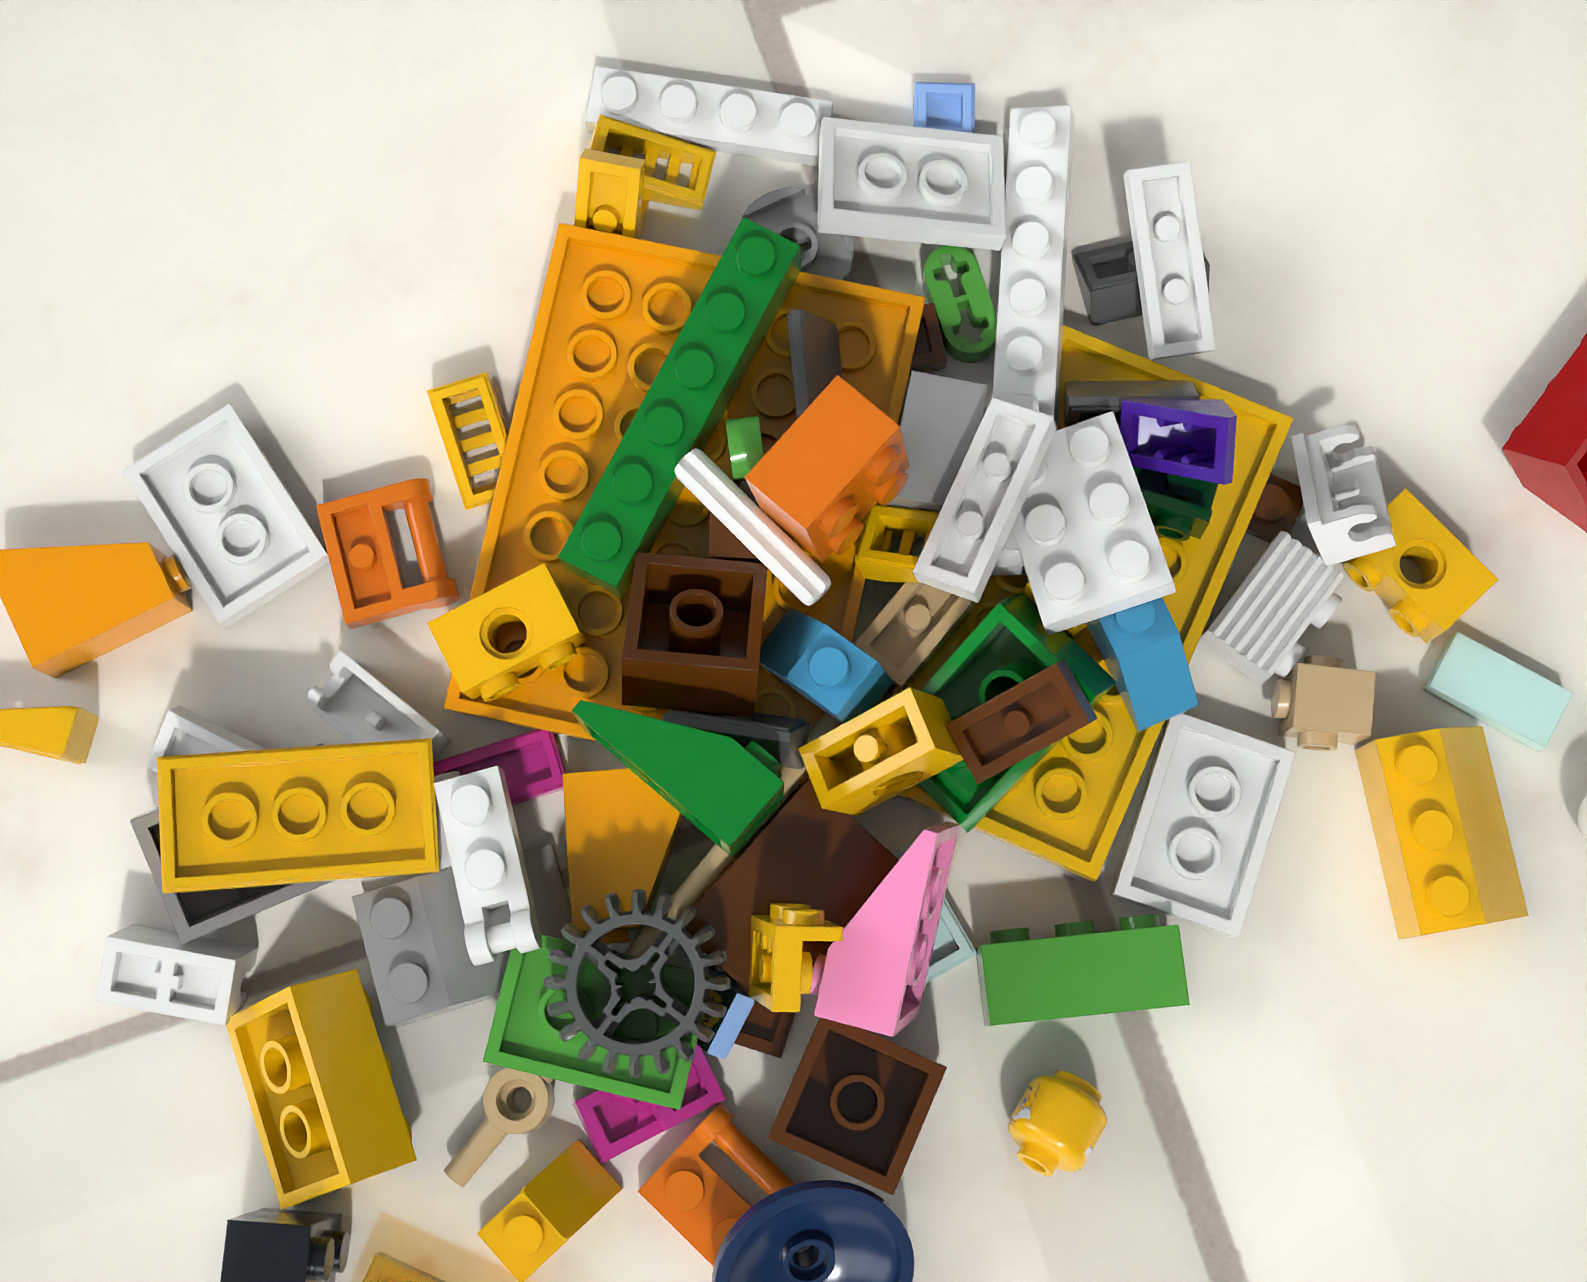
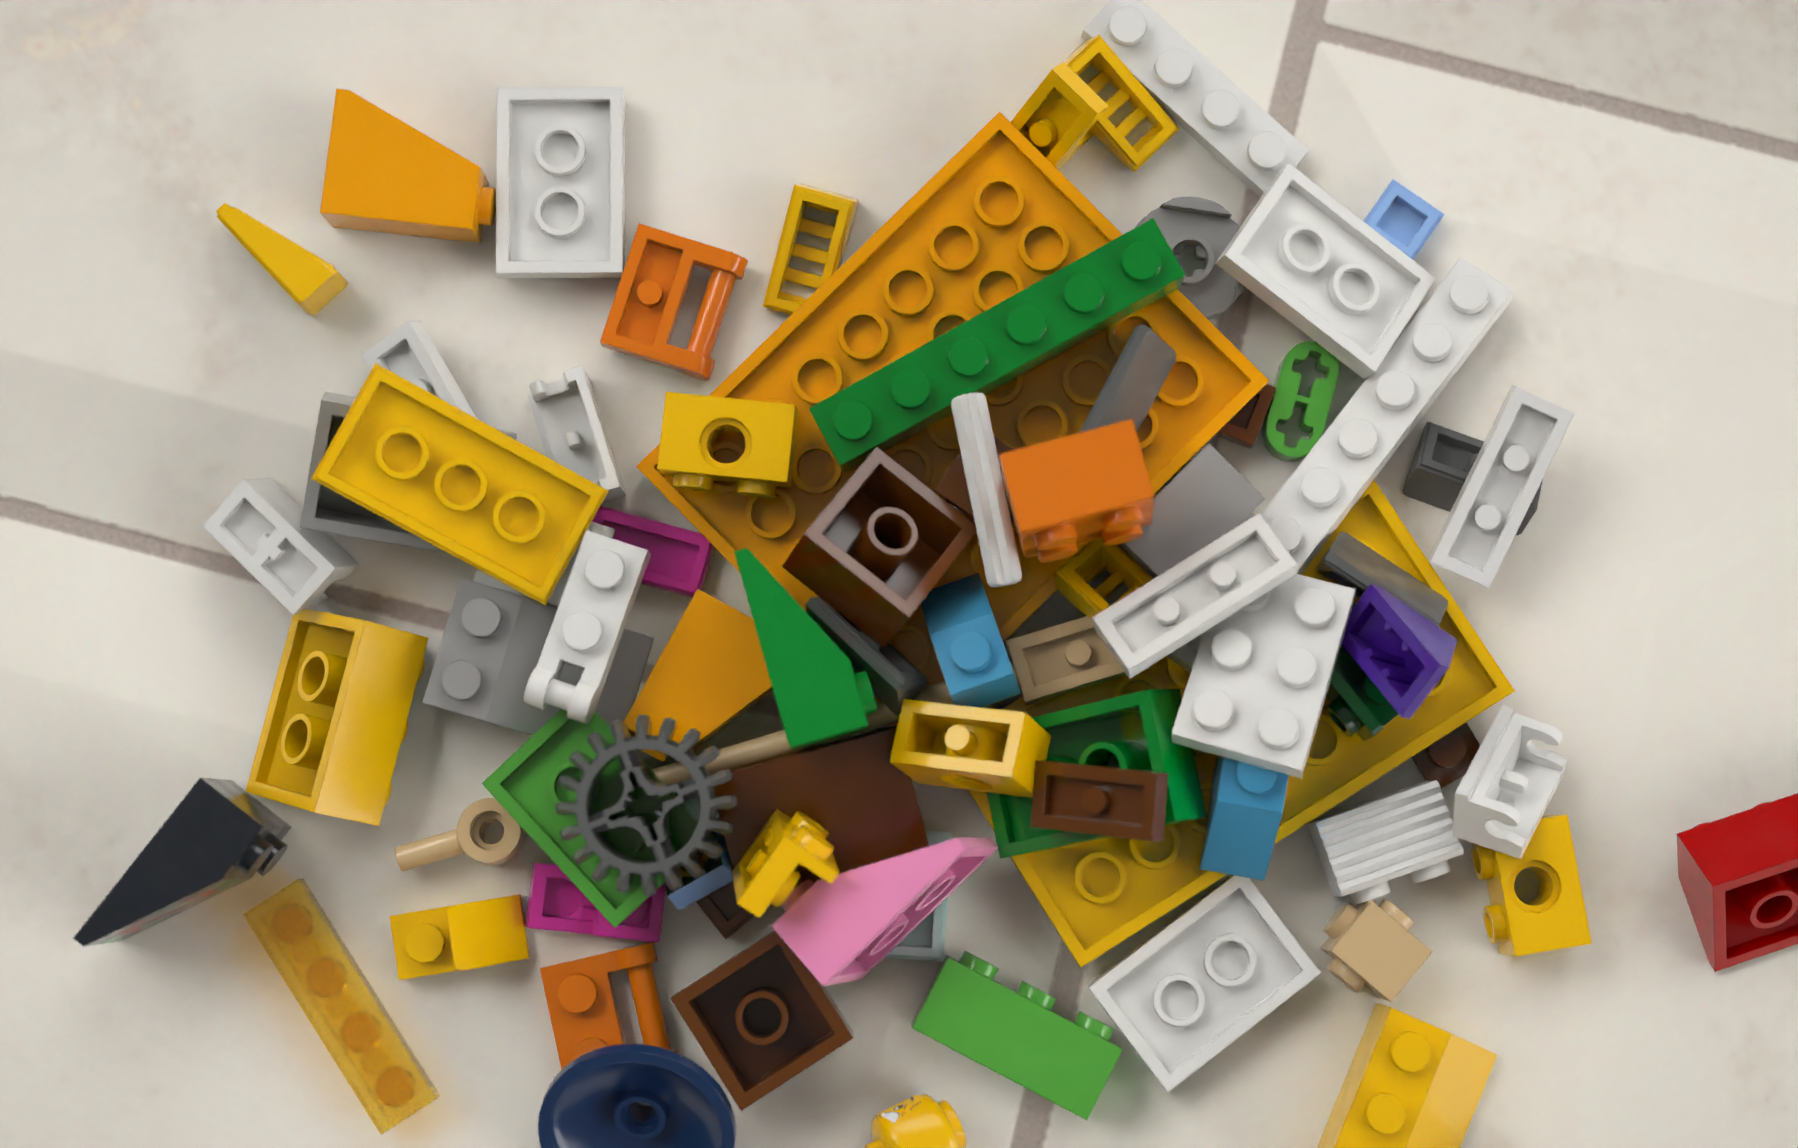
camera: 25 degrees right, 5 degrees up
(744, 444) = (1026, 417): bright green beam -> none
(1498, 691) = (1530, 1034): light aqua tile -> none

